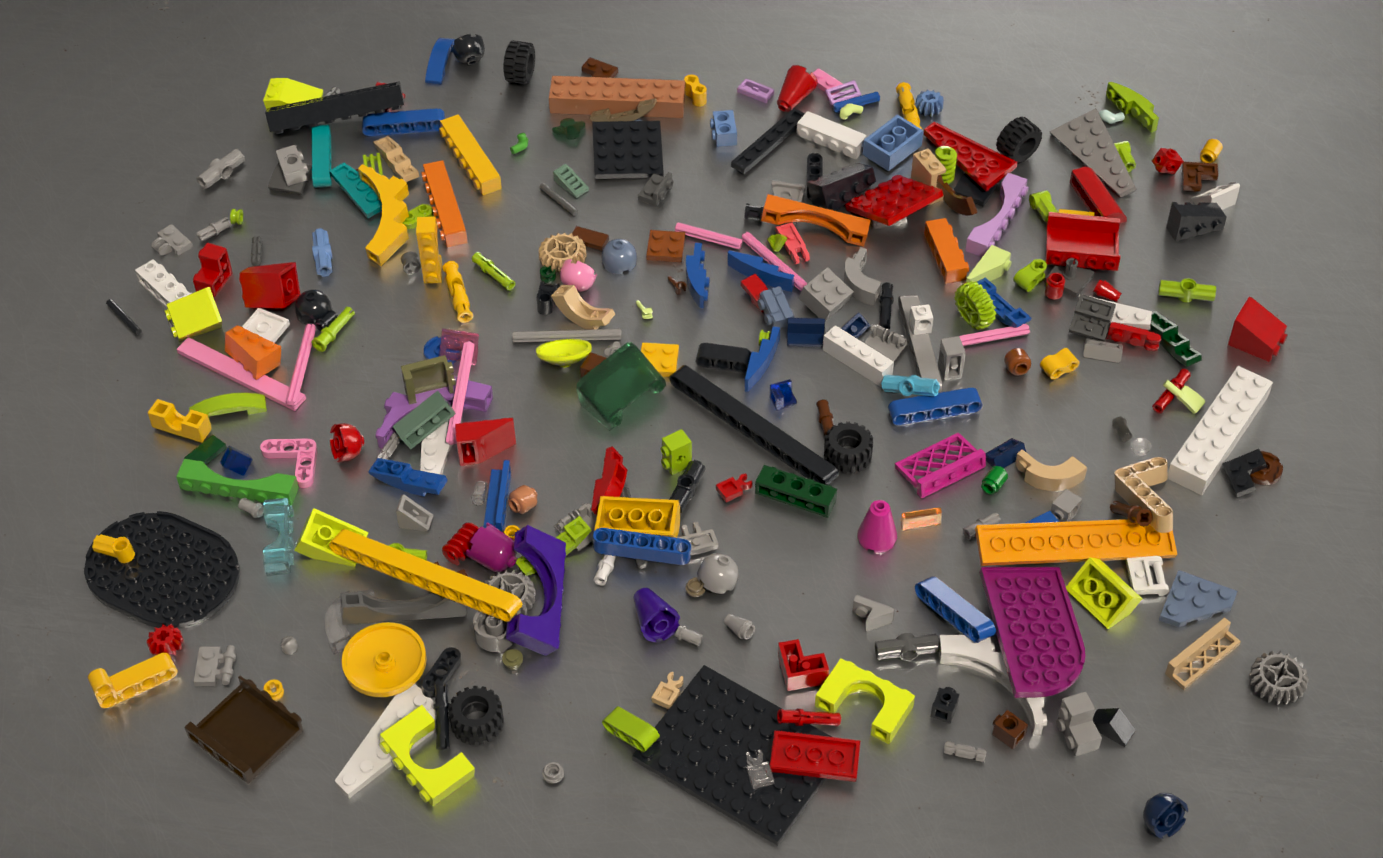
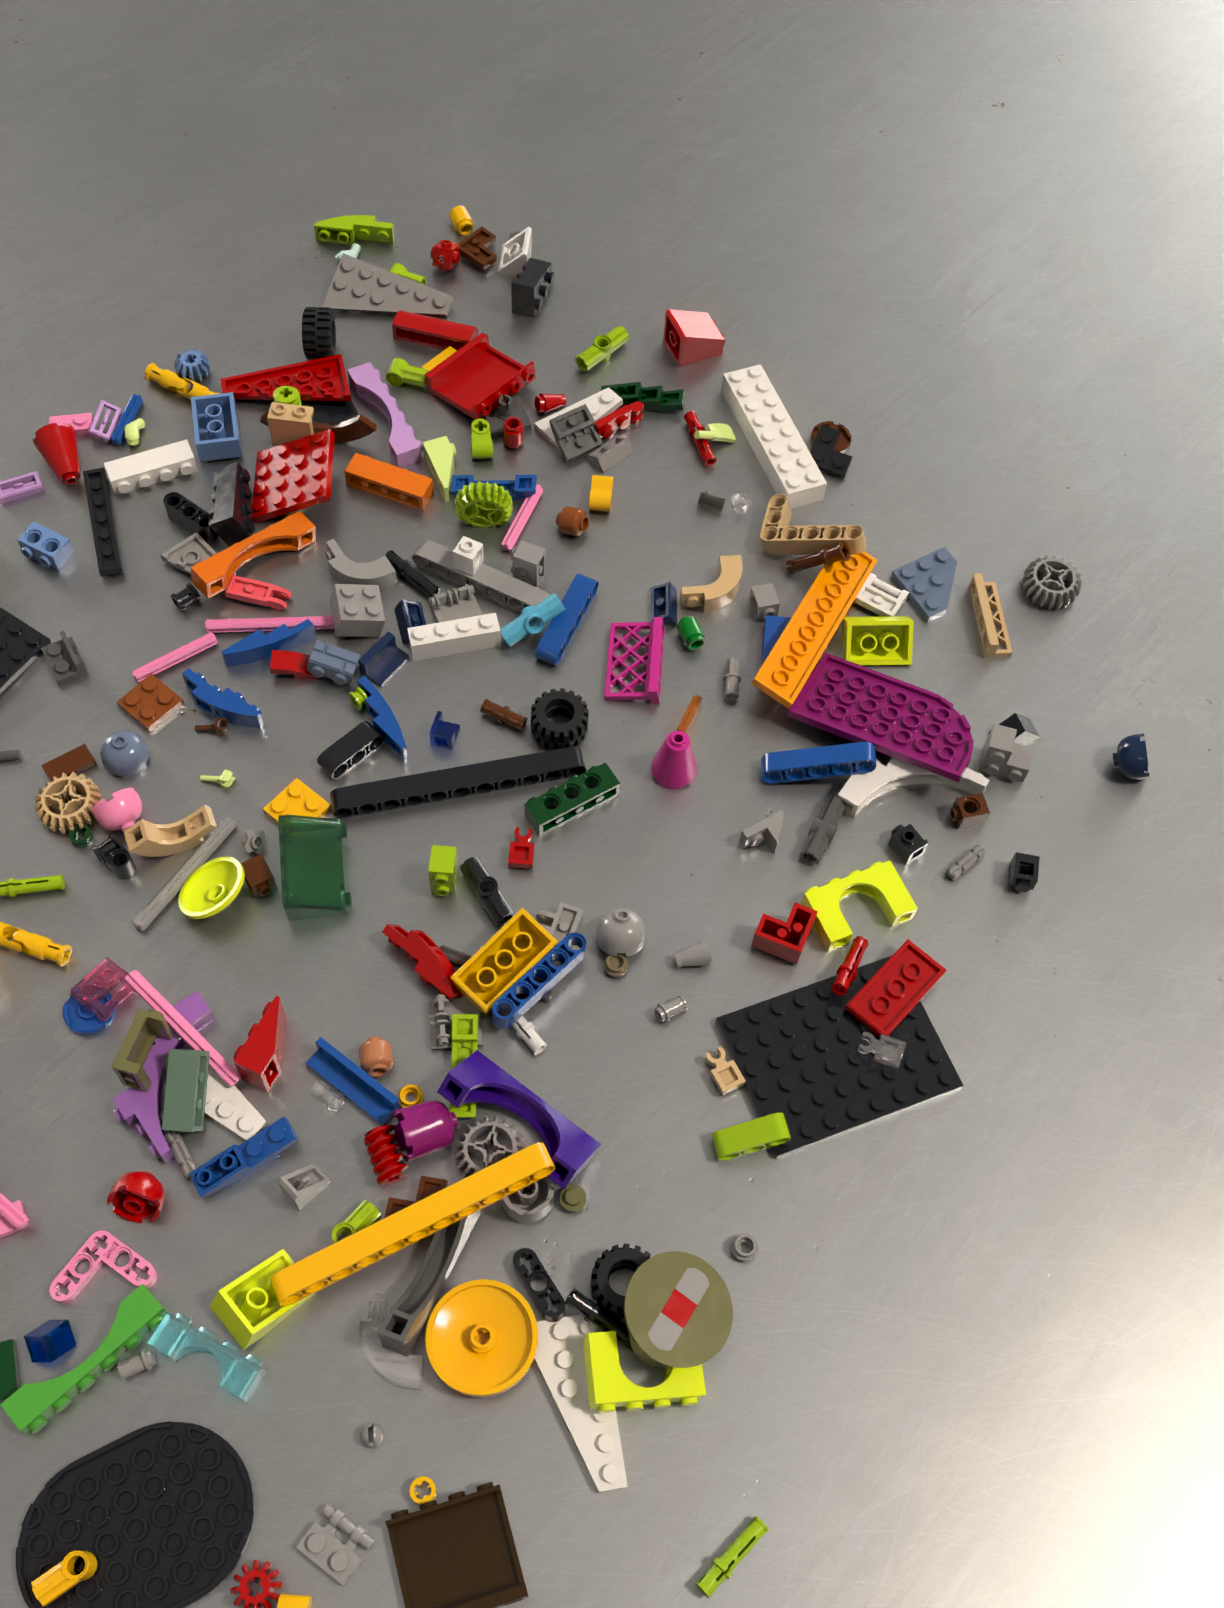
camera: 60 degrees left, 10 degrees up
(469, 739) = (677, 1311): none -> olive piece
(655, 615) = (624, 1023): dark purple cone -> none
(777, 241) = (243, 604): lime tile -> none
(988, 790) = (1024, 871): none -> black brick

